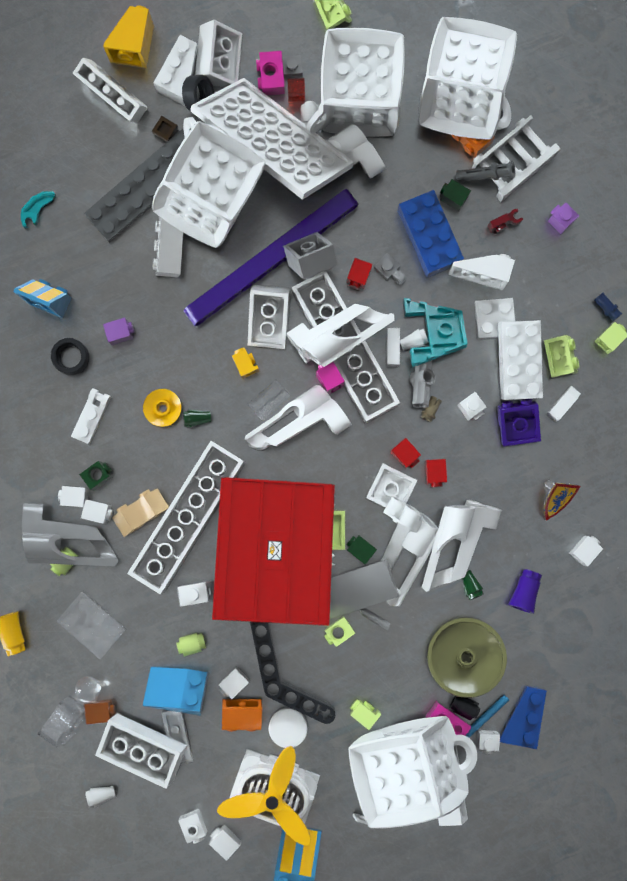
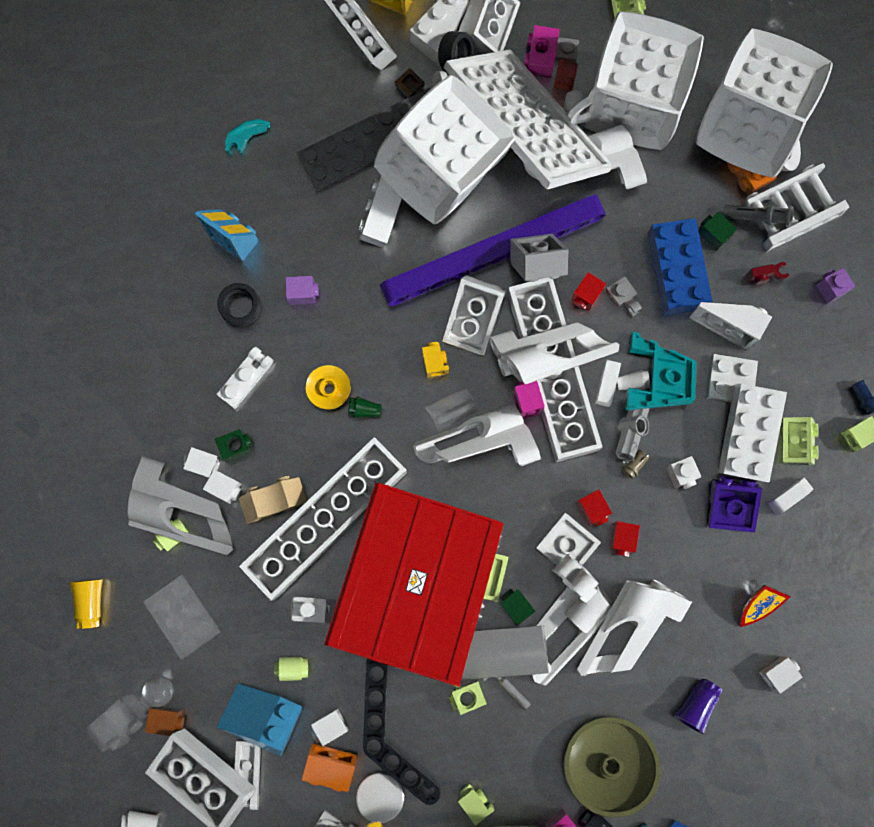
camera: 10 degrees right, 5 degrees down
(472, 586) = (635, 683): dark green cone -> none

